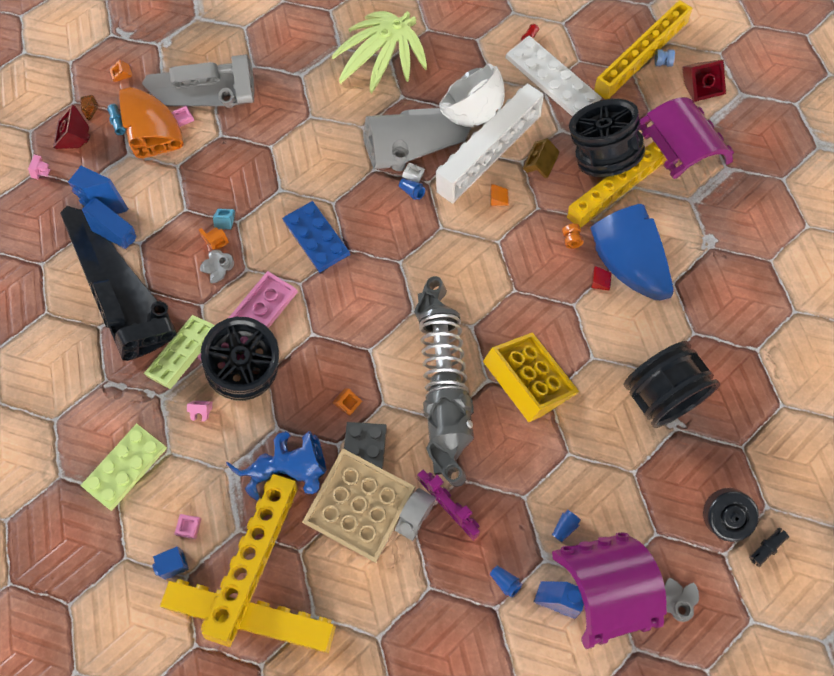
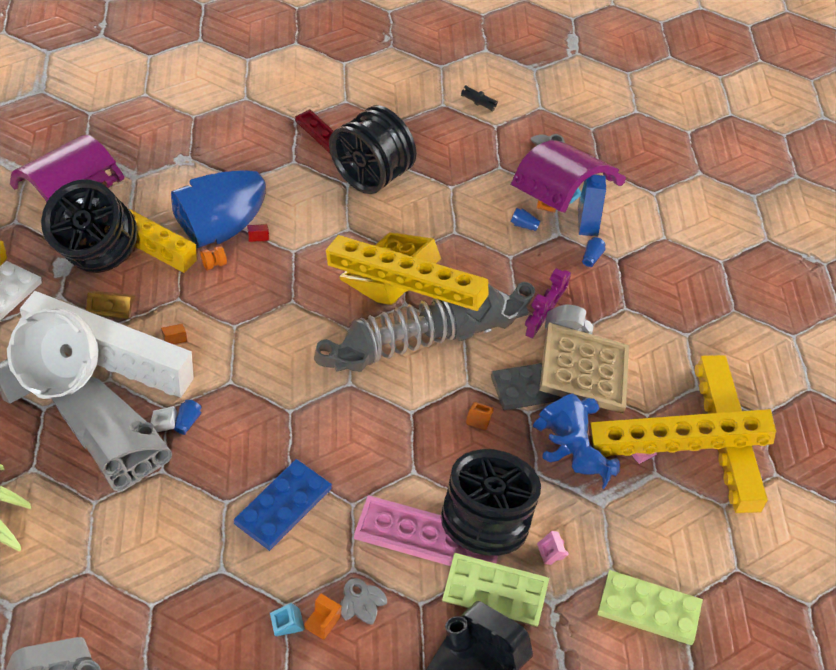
camera: 120 degrees left, 15 degrees down
(170, 563) = (722, 515): blue brick -> none
(187, 526) = (677, 518): bright pink tile -> none
(444, 408) = (408, 272): none -> yellow brick
(731, 514) = (466, 116): black wheel -> none
(737, 364) = (315, 128): none -> dark red tile

